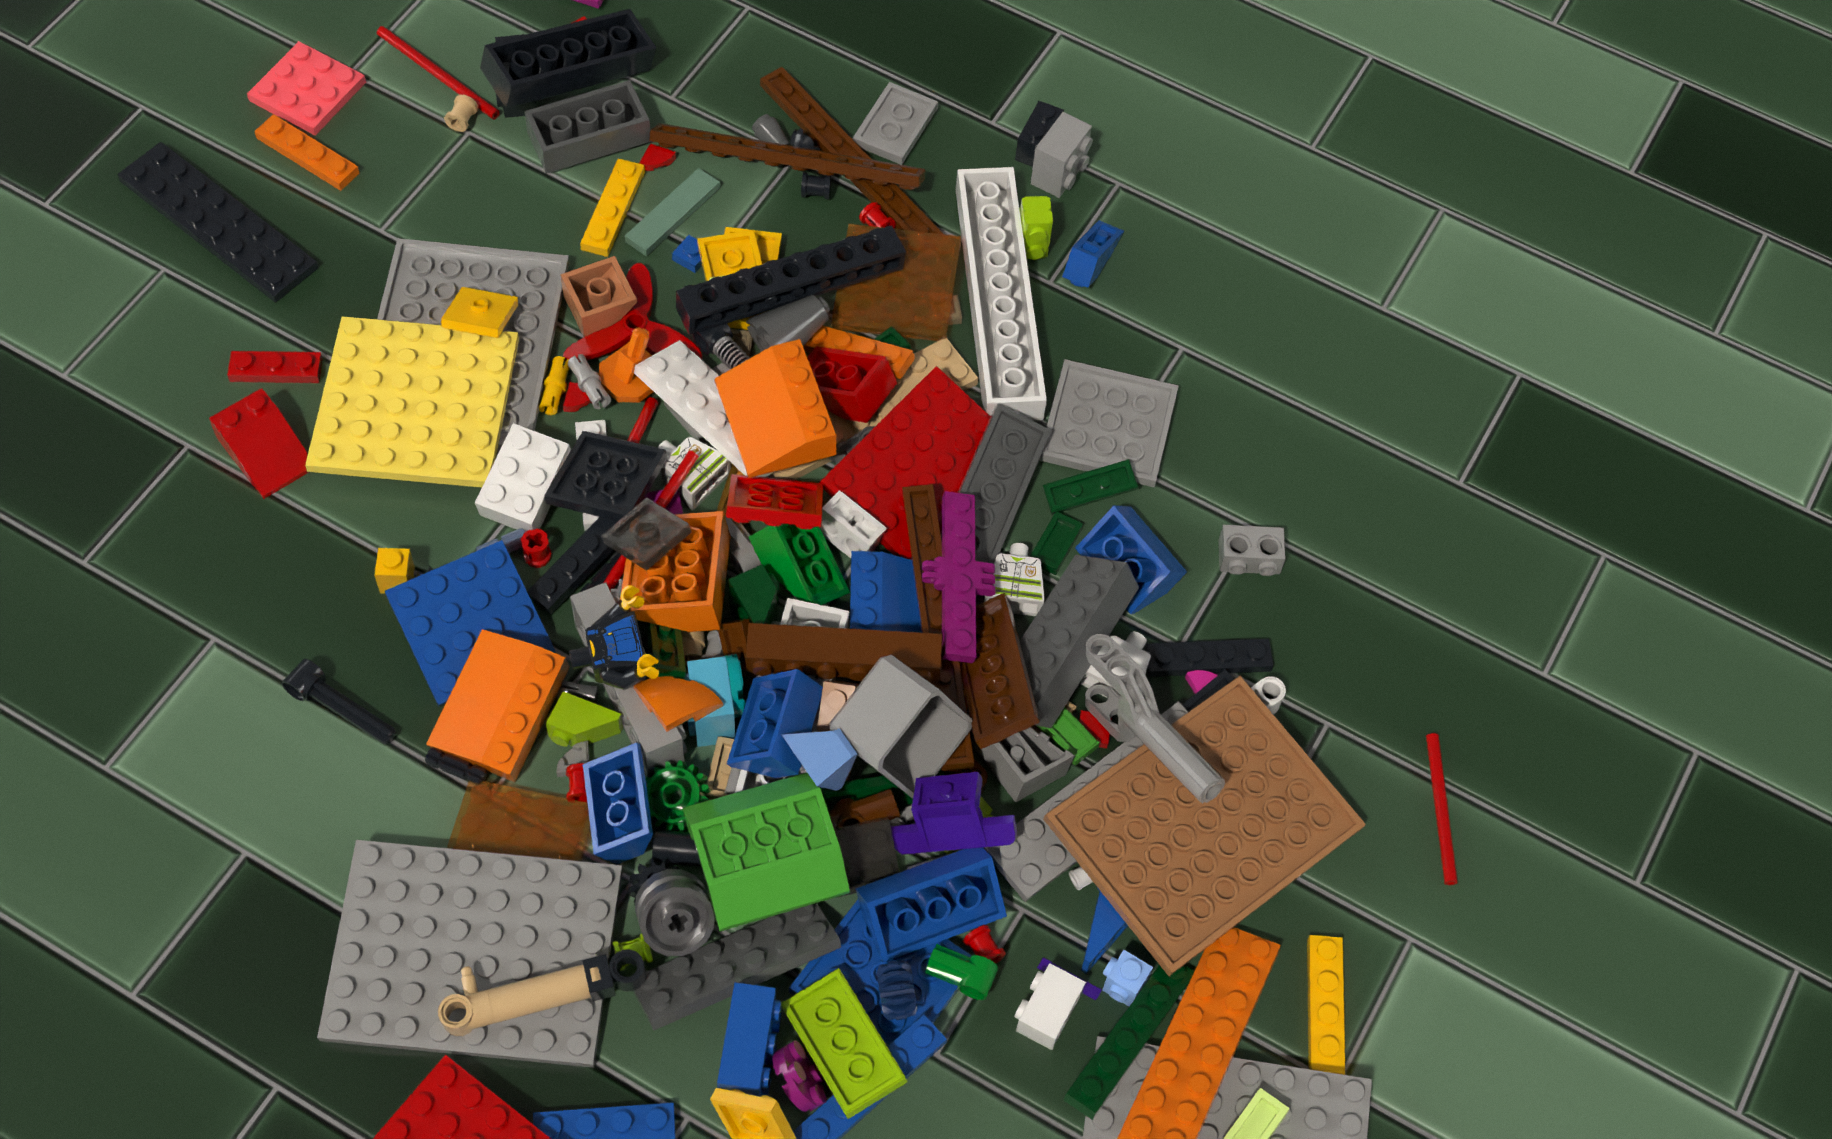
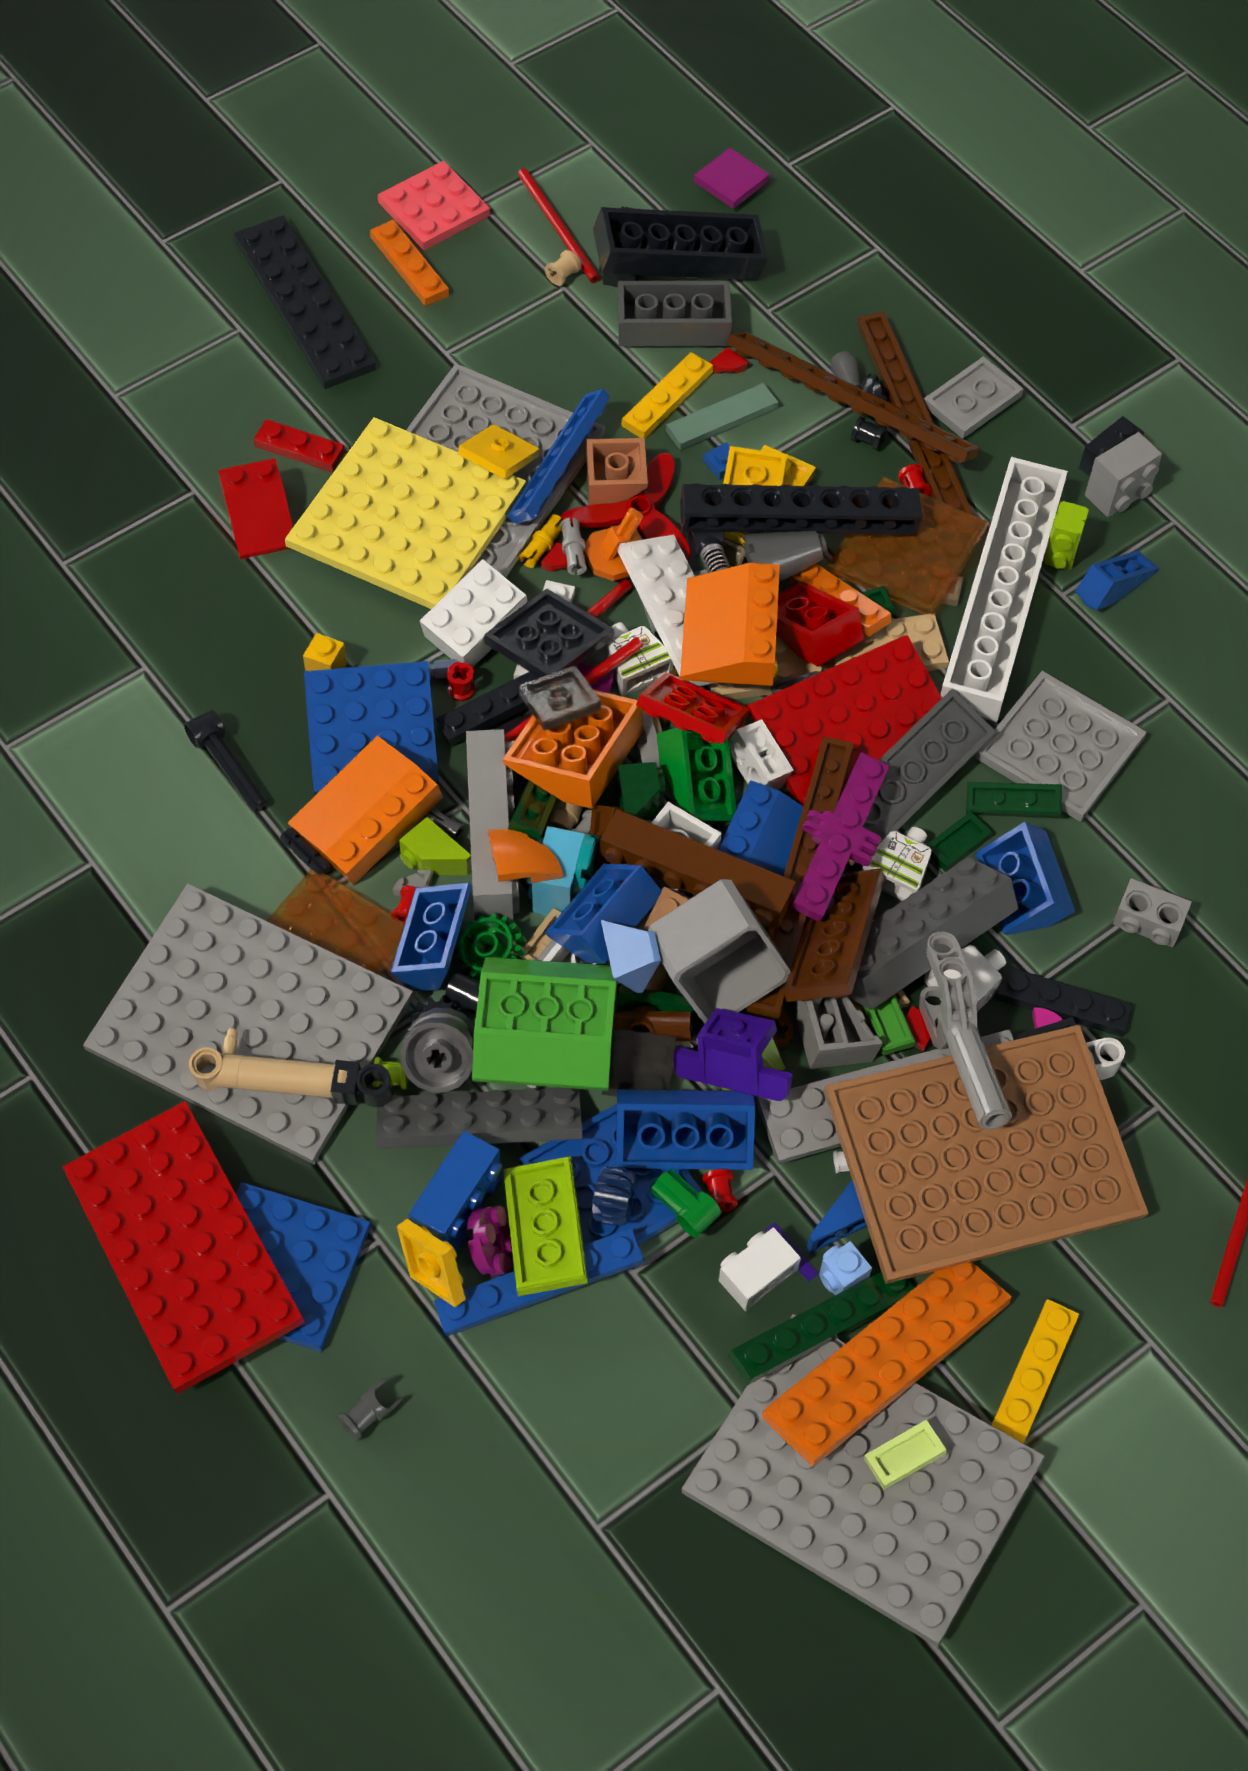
camera: 25 degrees right, 0 degrees up
(539, 299) = (555, 462): none -> blue plate
(616, 646) = (485, 787): torso -> none

